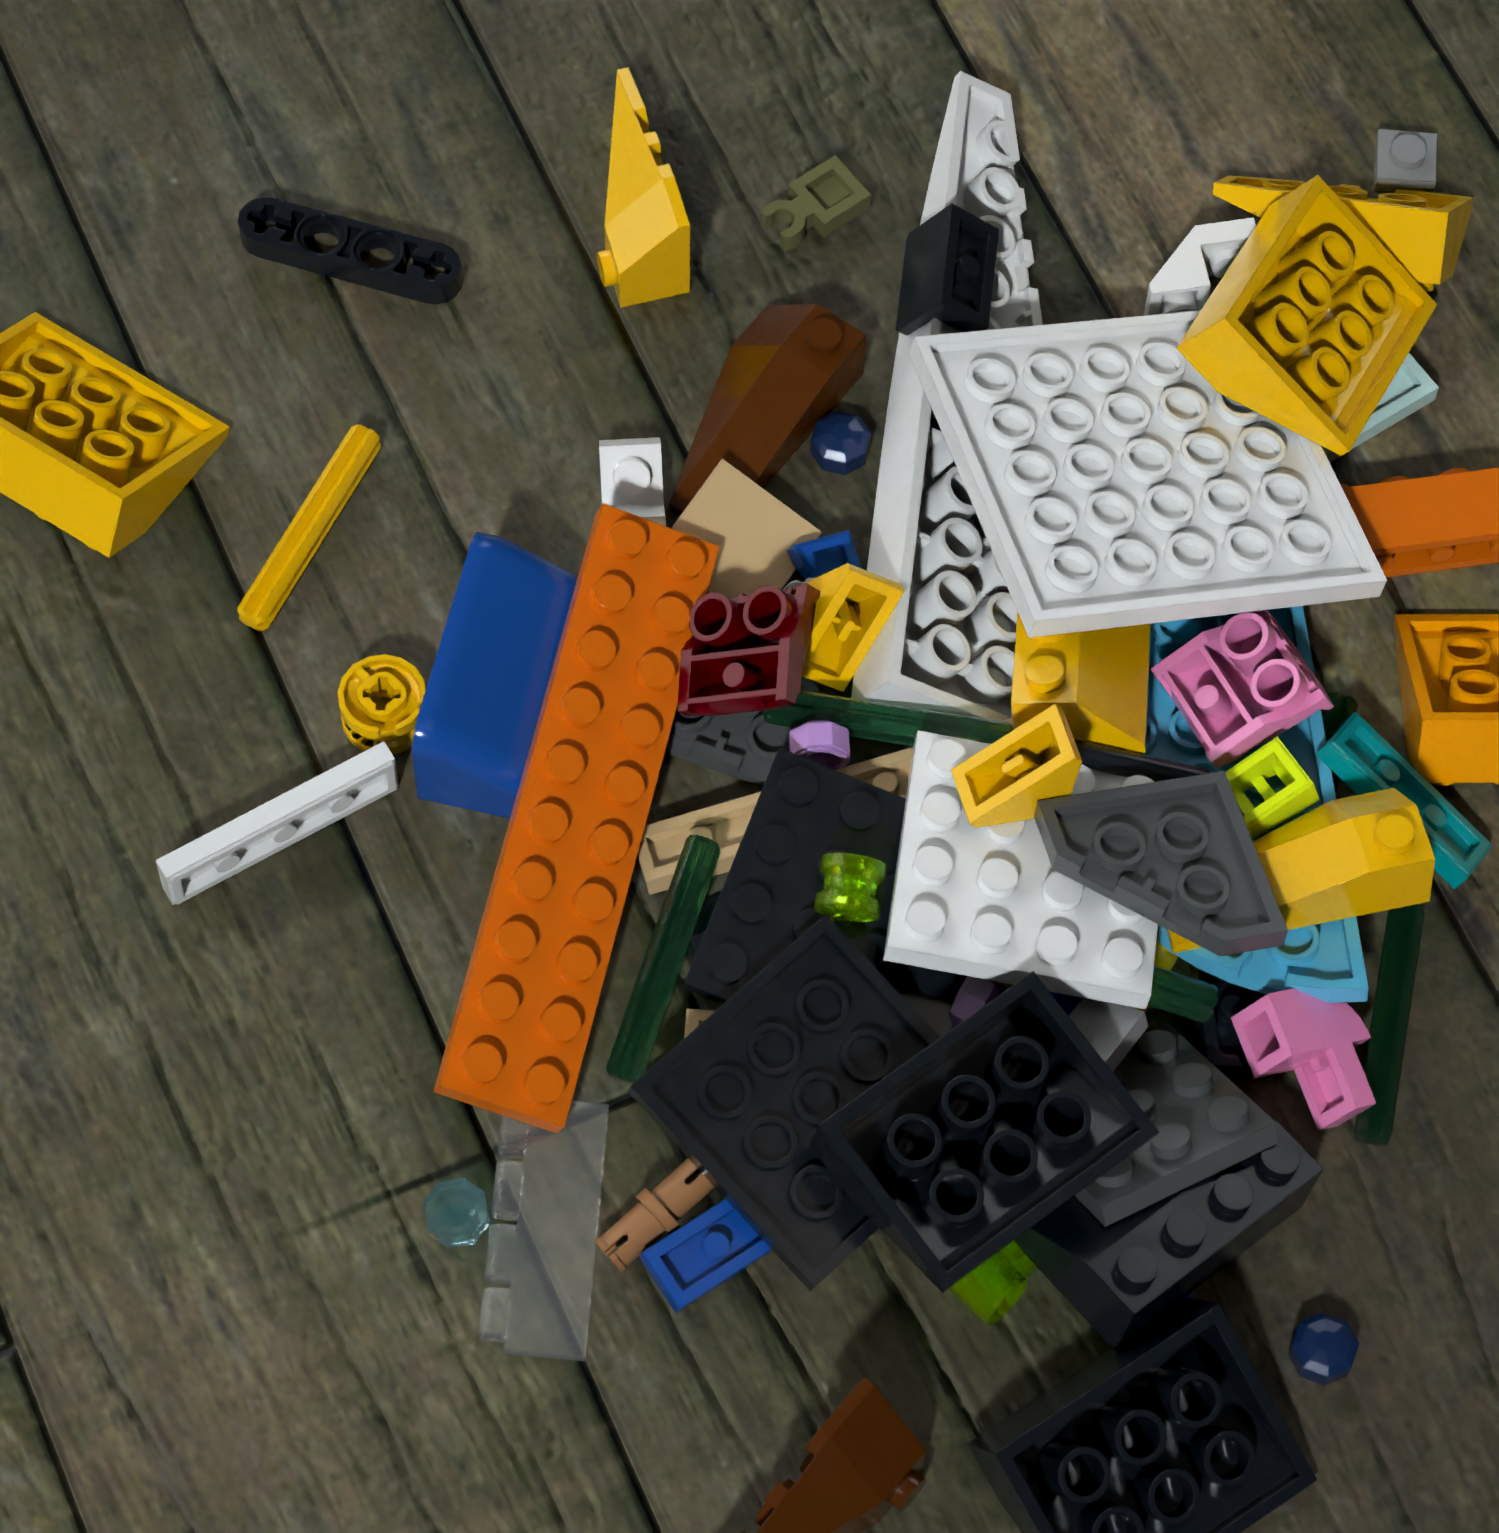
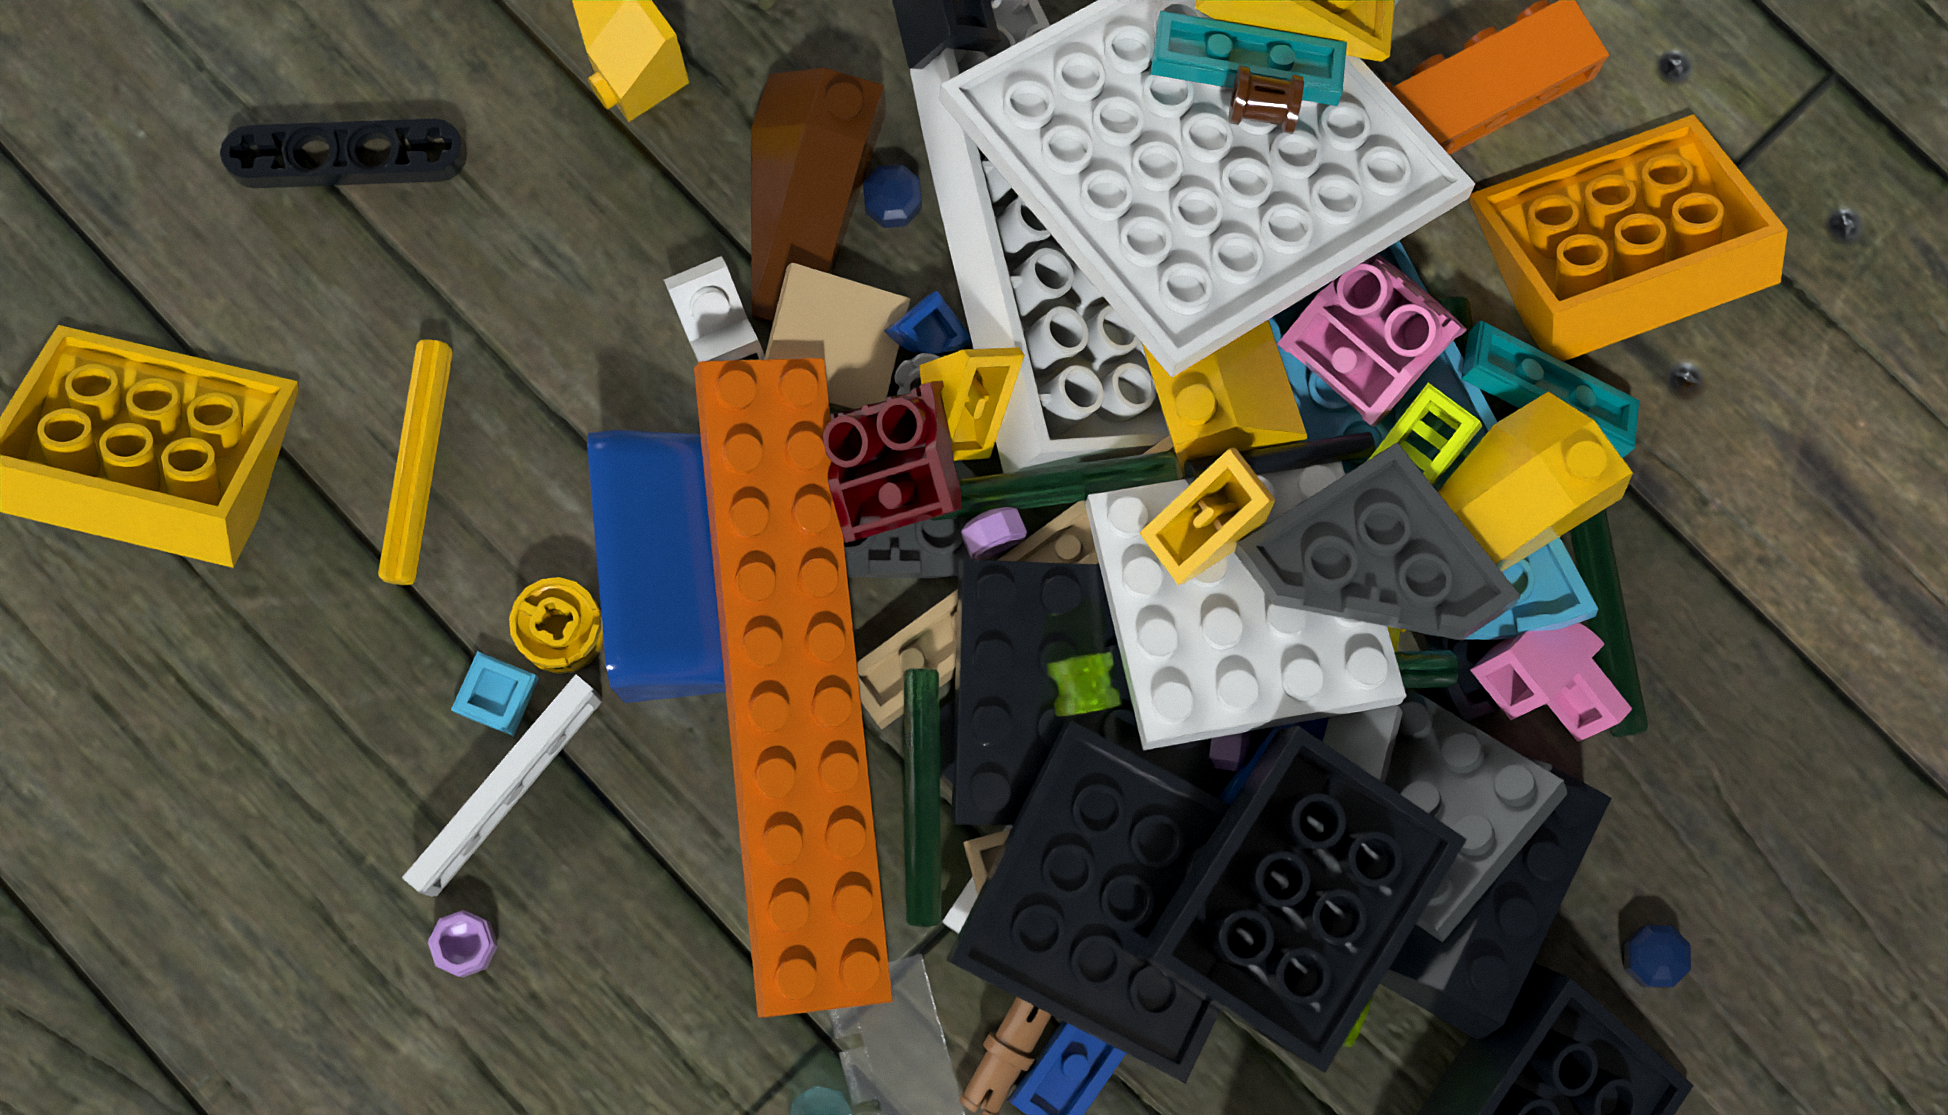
camera: 20 degrees left, 15 degrees up
(185, 948) = (462, 943): none -> lavender tile
(301, 746) = (495, 694): none -> medium azure tile
(1211, 441) = (1266, 99): none -> reddish brown bush
(1212, 408) = (1213, 50): none -> teal tile

